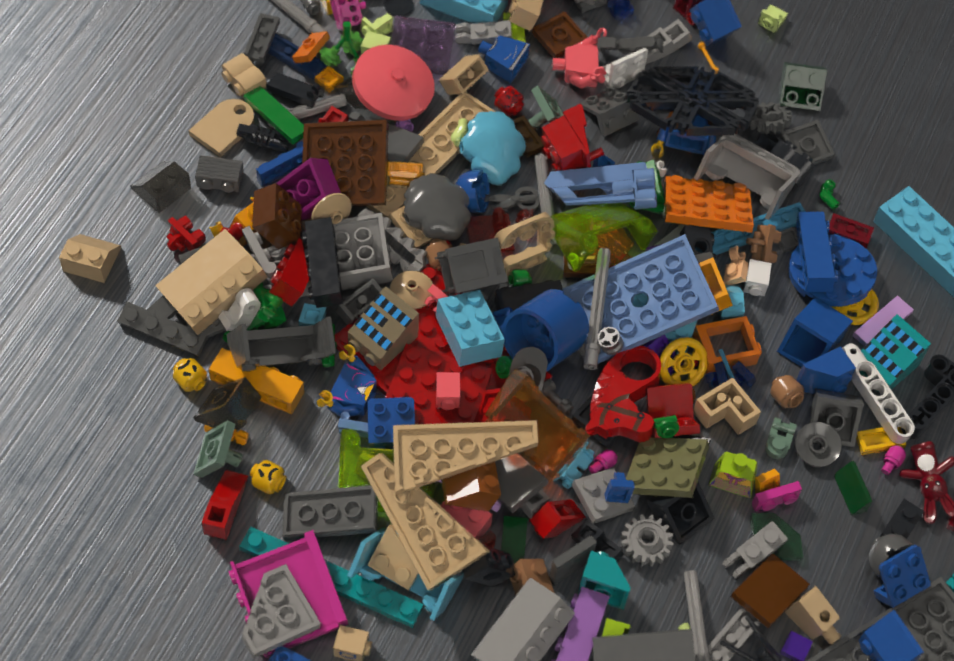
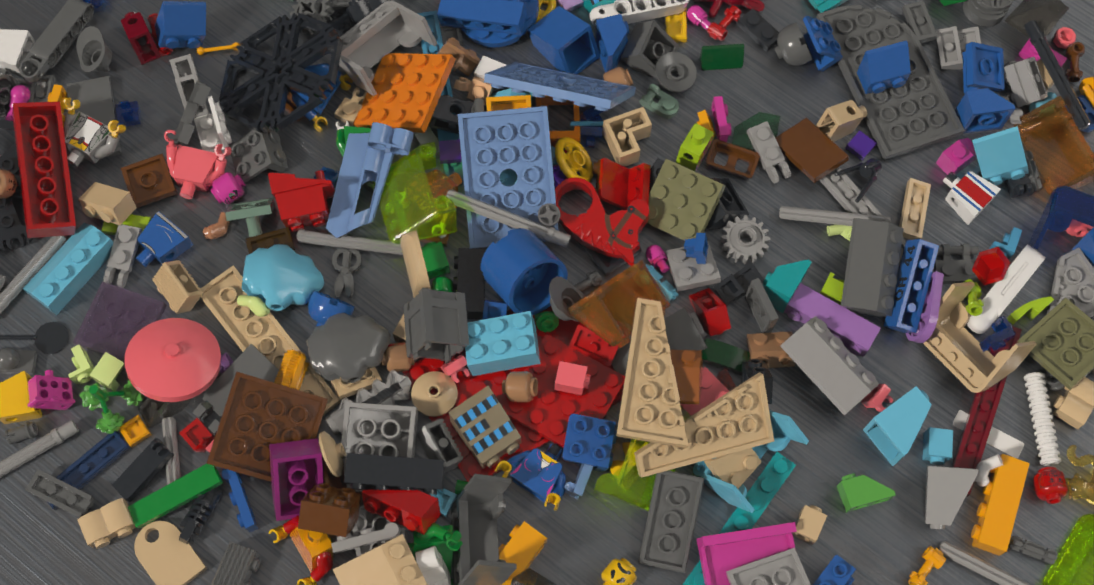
camera: 75 degrees left, 10 degrees up
(311, 47) = (92, 440): orange plate -> none
(428, 348) = (520, 386): none -> medium nougat head
(486, 227) = (381, 302): clear red hinge -> none
(509, 100) = (222, 249): red head -> none
(524, 214) = (370, 266): clear red plate -> none
(526, 91) = (218, 229): none -> nougat arm
(545, 266) = (435, 260): none -> green brick
(569, 92) = (228, 188): none -> dark pink head
(666, 426) = (643, 189): green plate -> none
(681, 169) = (349, 108): none -> tan plate
(743, 520) = (734, 153): none -> reddish brown piece
(754, 327) = (560, 85): none -> medium blue plate
(883, 481) = (719, 31): none -> red bar

